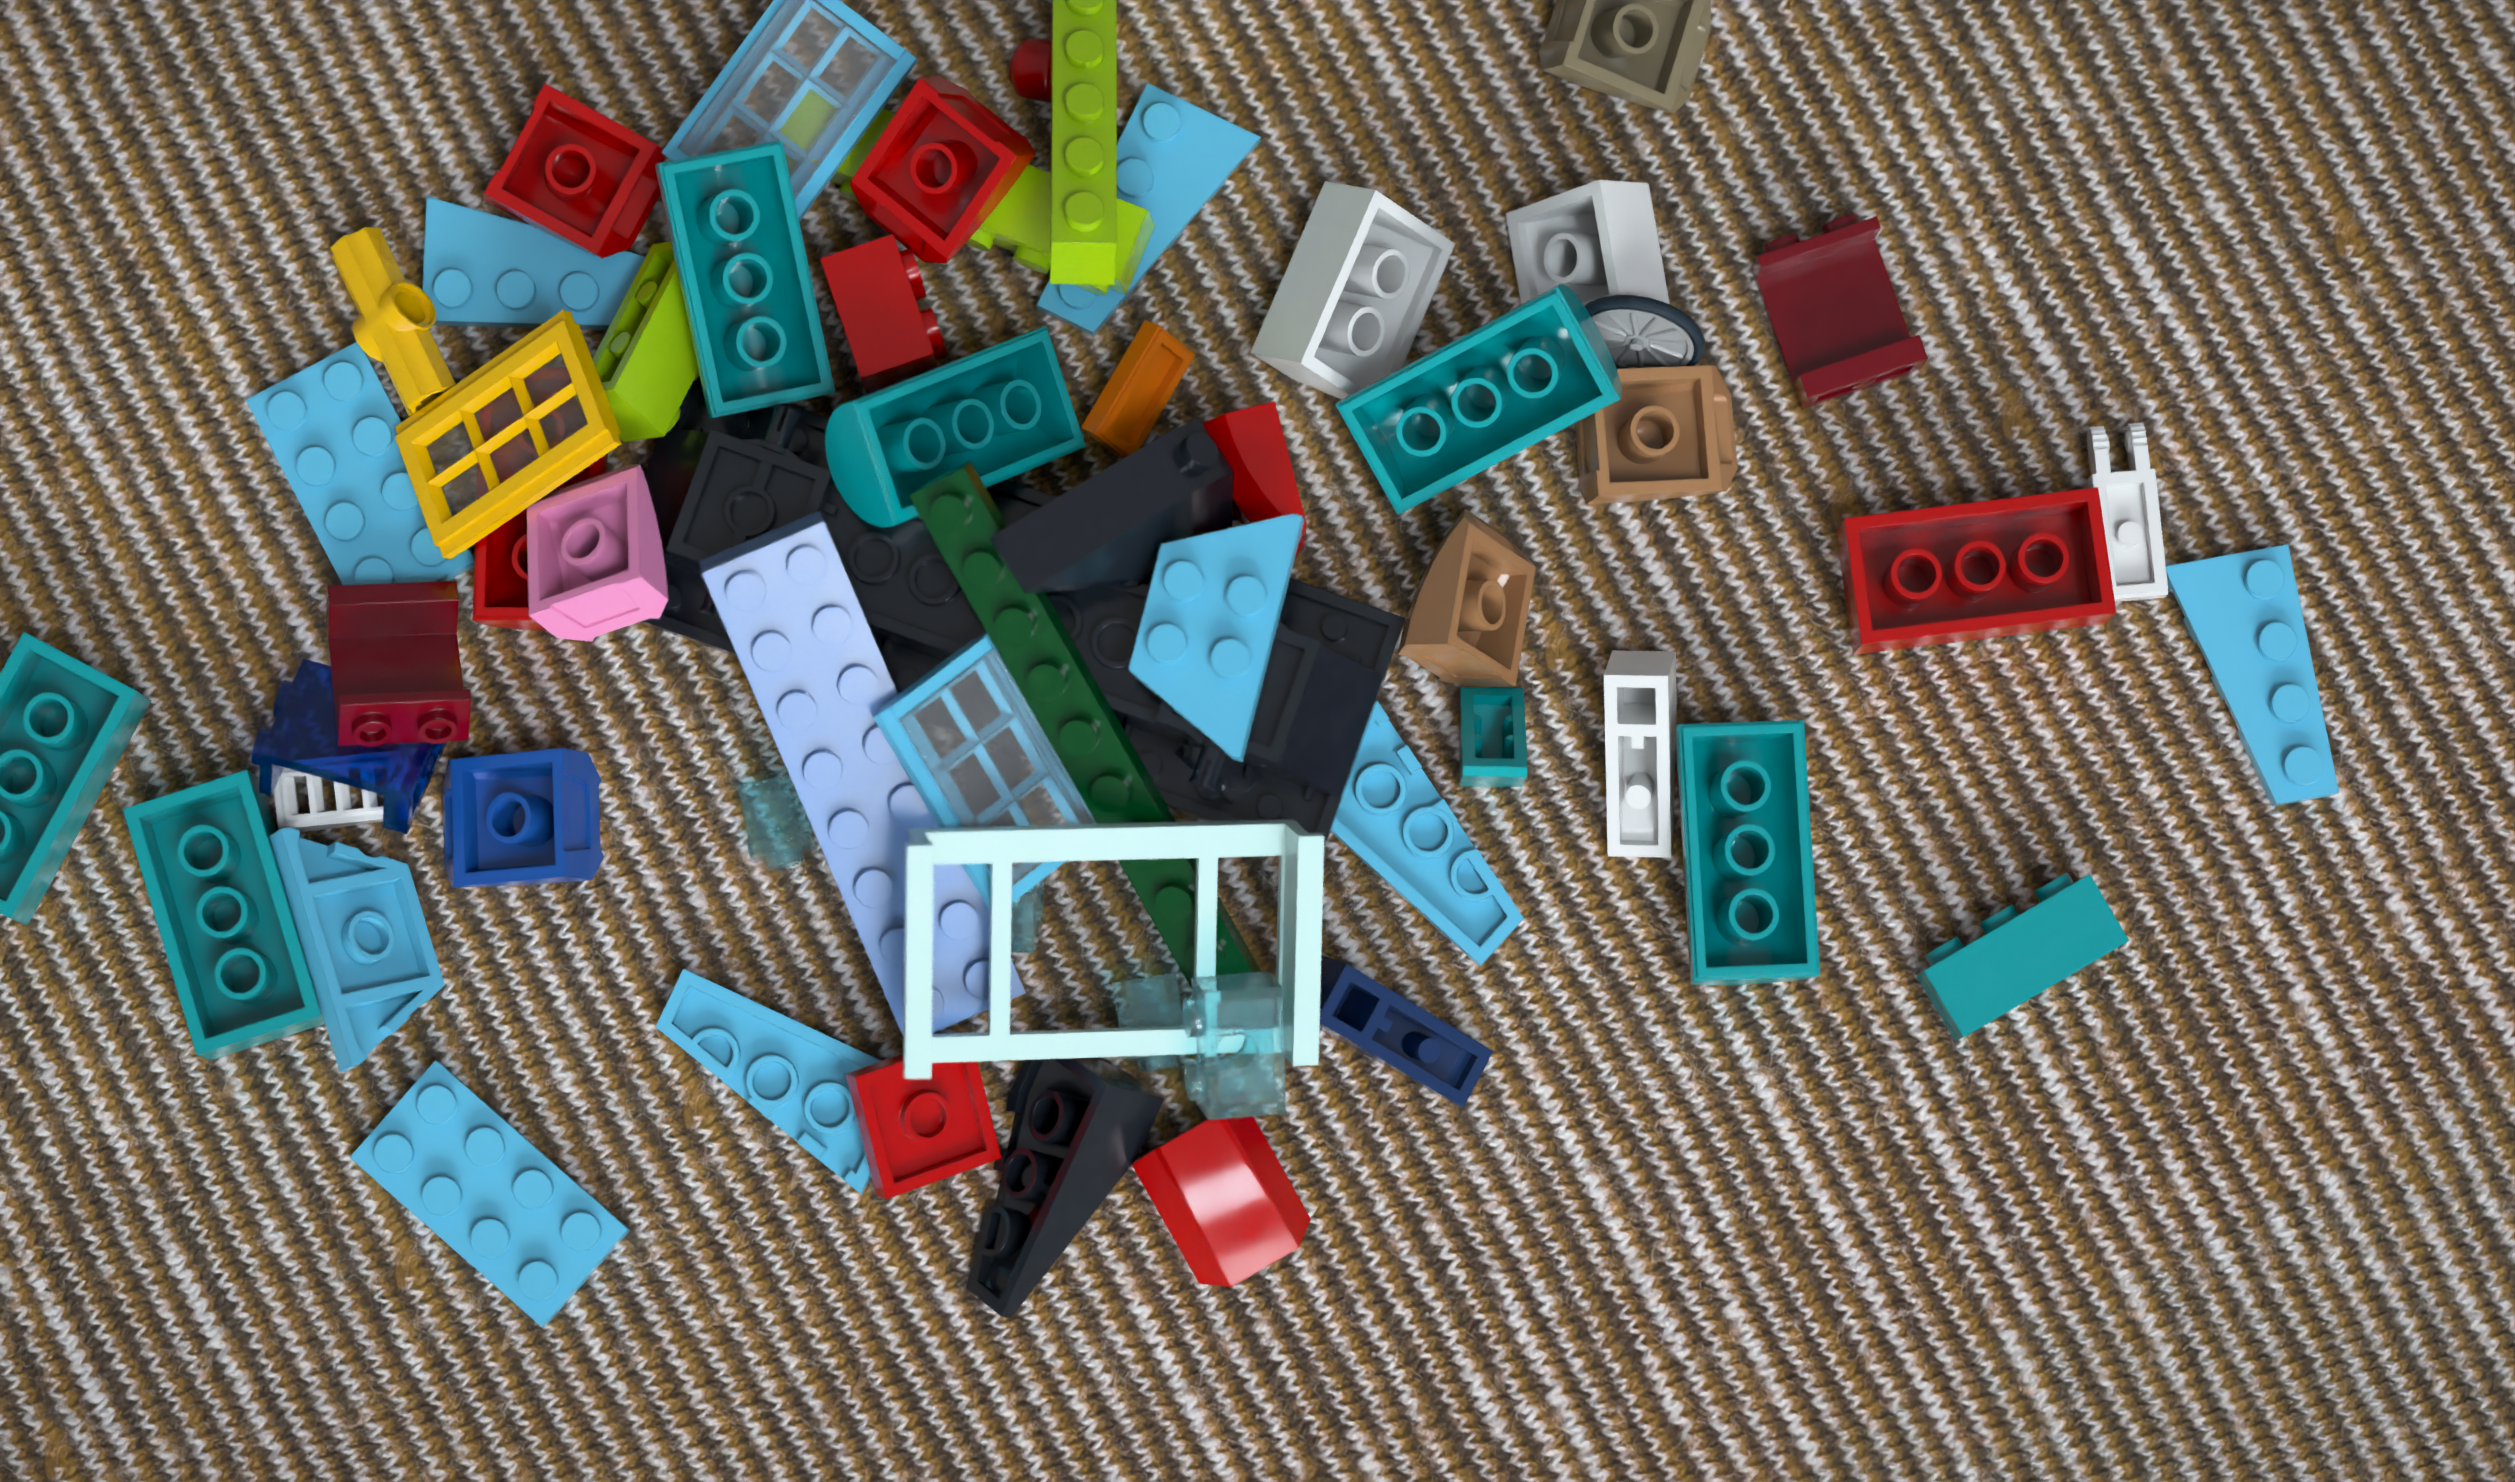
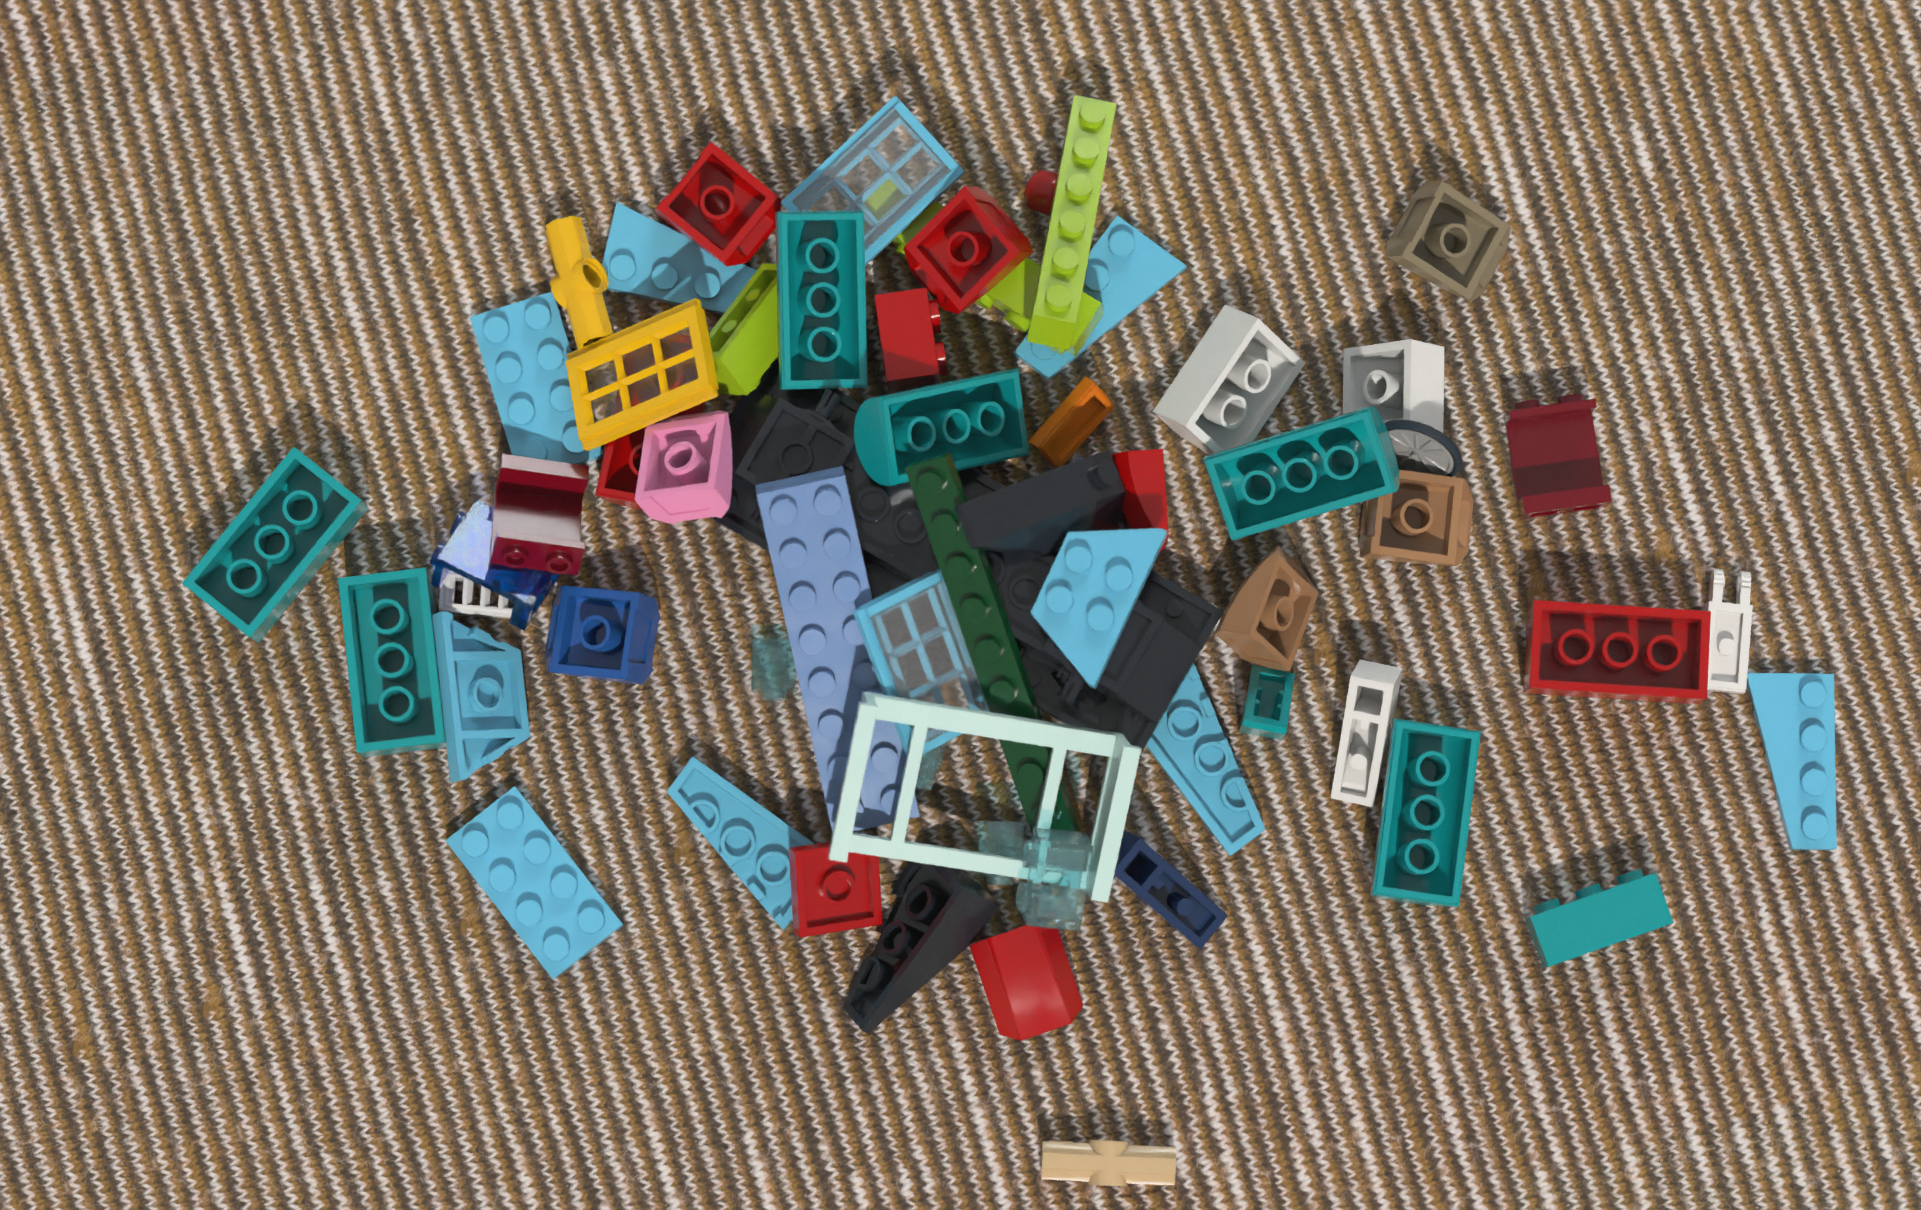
camera: 15 degrees right, 0 degrees up
(1389, 1438) = (1108, 1163): none -> tan piece

